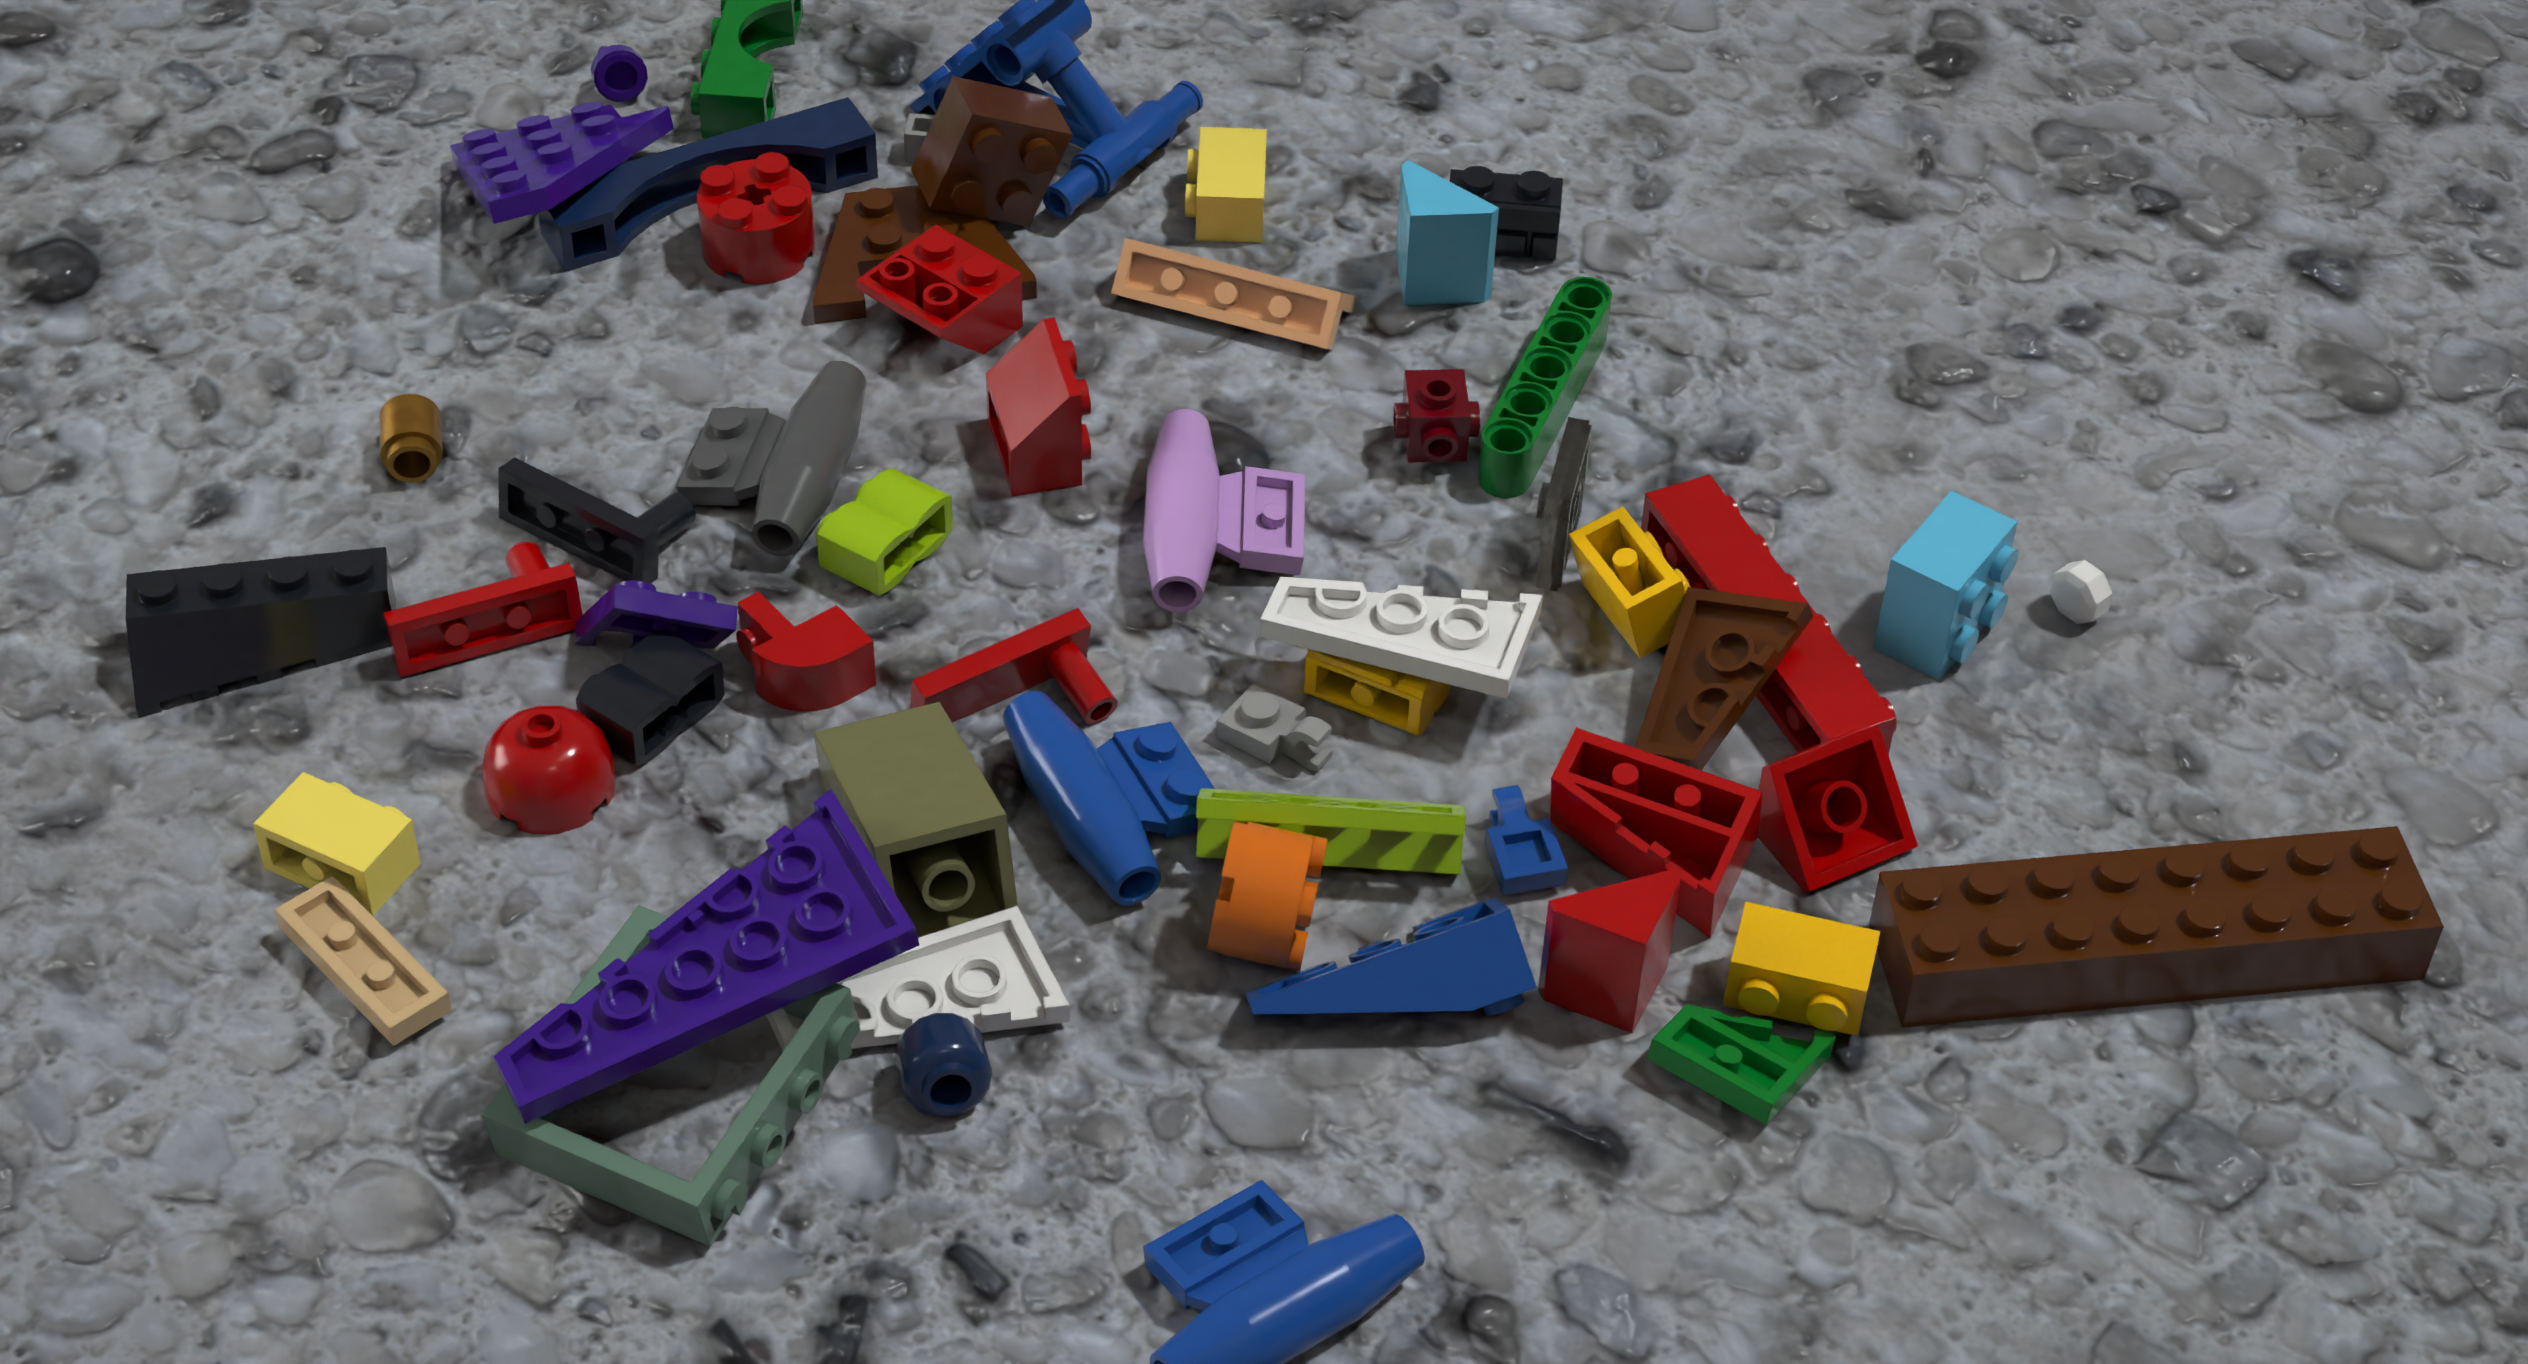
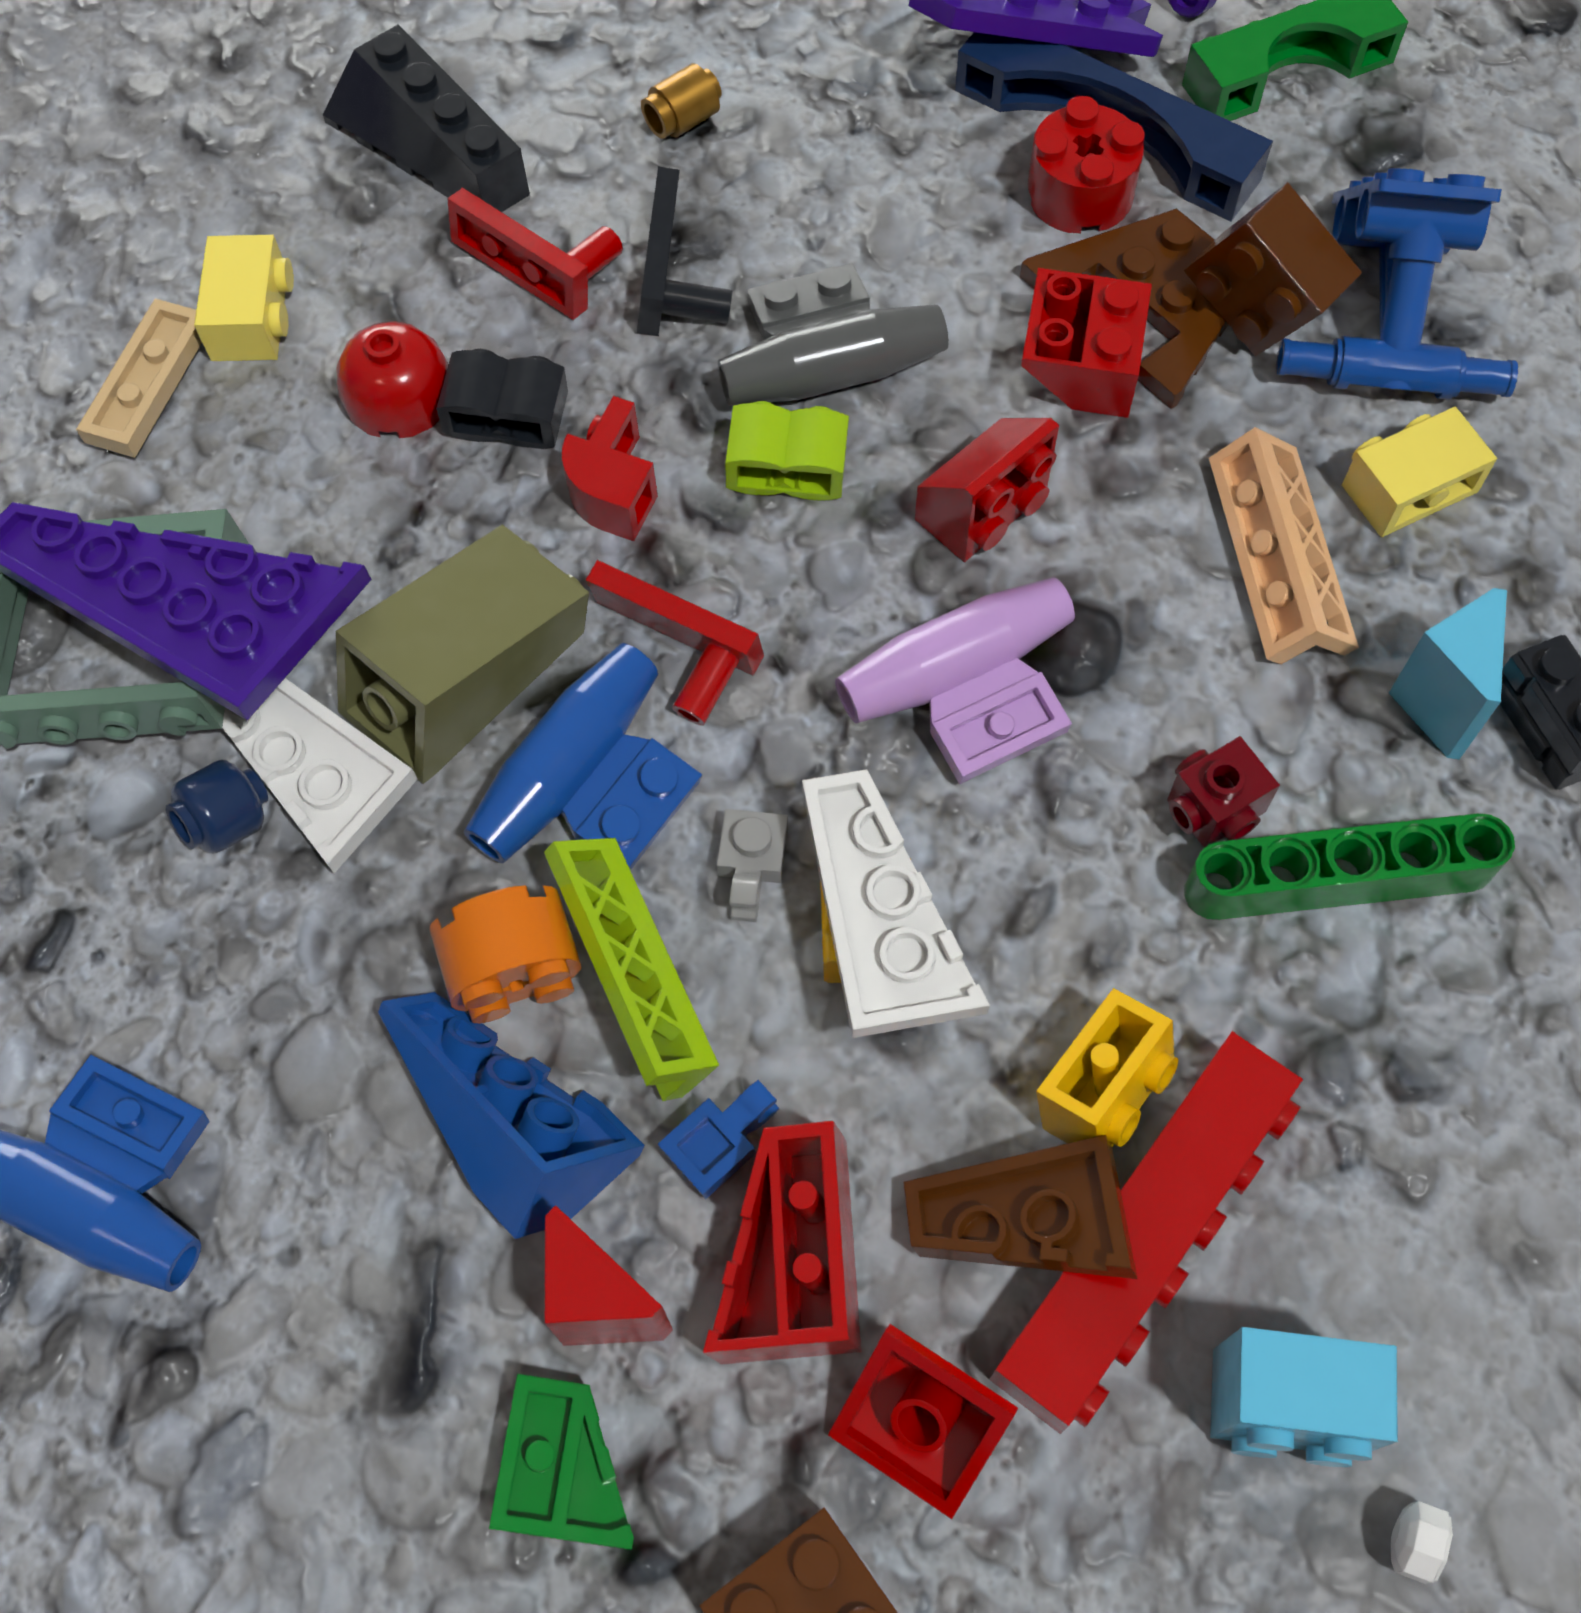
camera: 65 degrees right, 20 degrees up
(641, 610) = (573, 355): dark purple wing -> none
(1562, 503) = (1167, 959): clear smoke plate -> none
(1801, 968) = (679, 1479): yellow brick -> none

